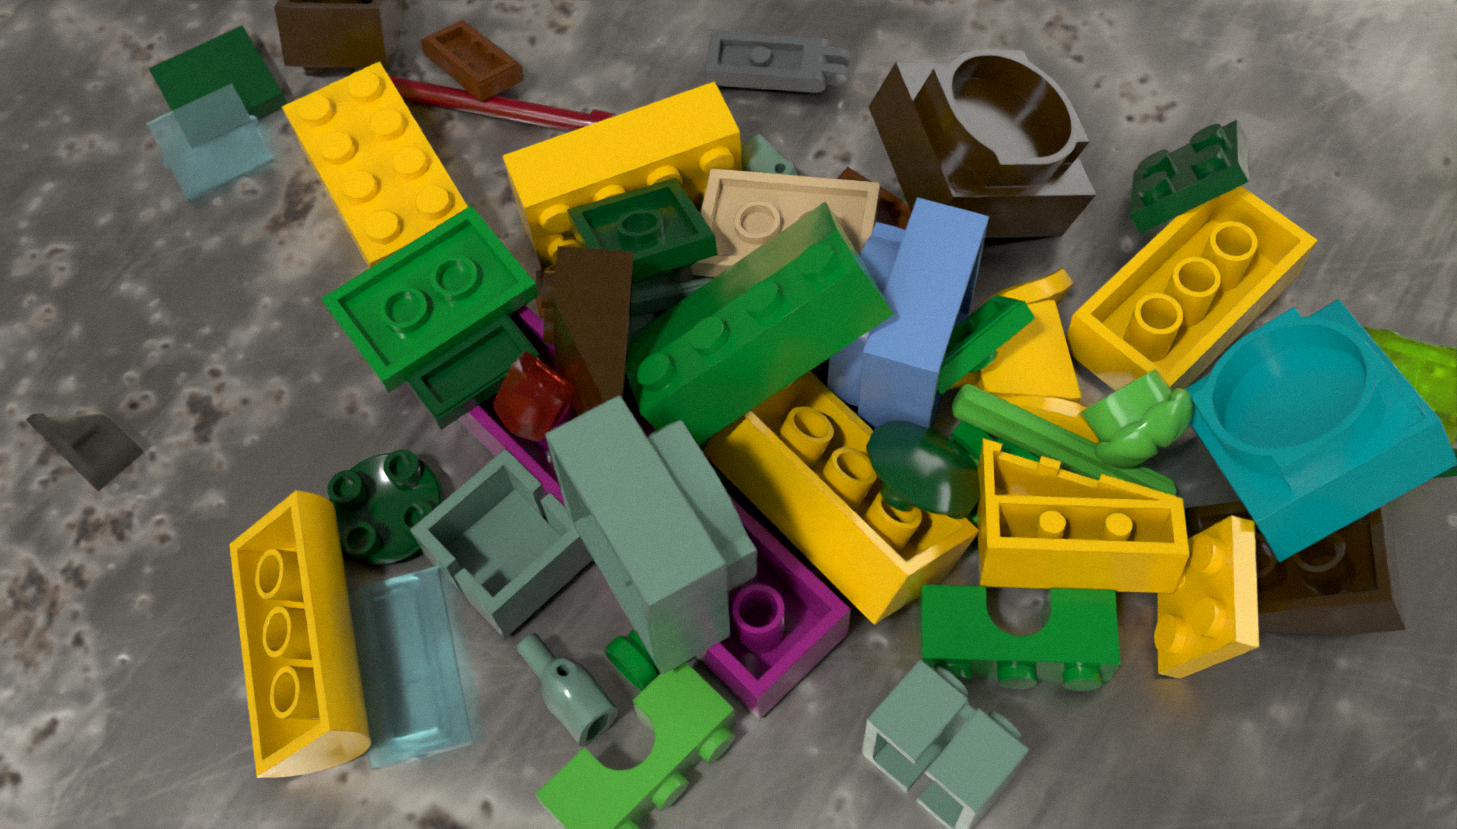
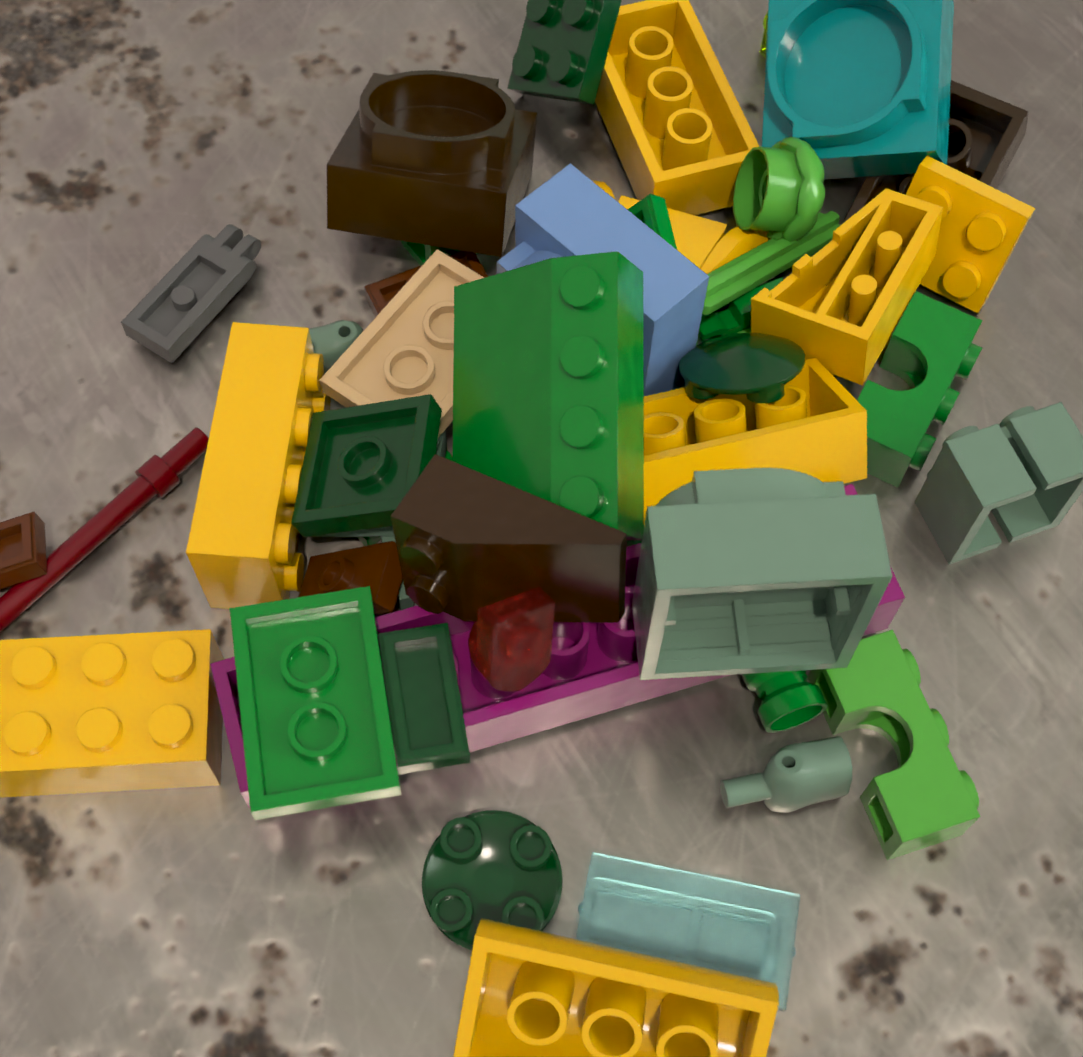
camera: 70 degrees left, 0 degrees up
(499, 546) = (616, 772): sand green piece -> none

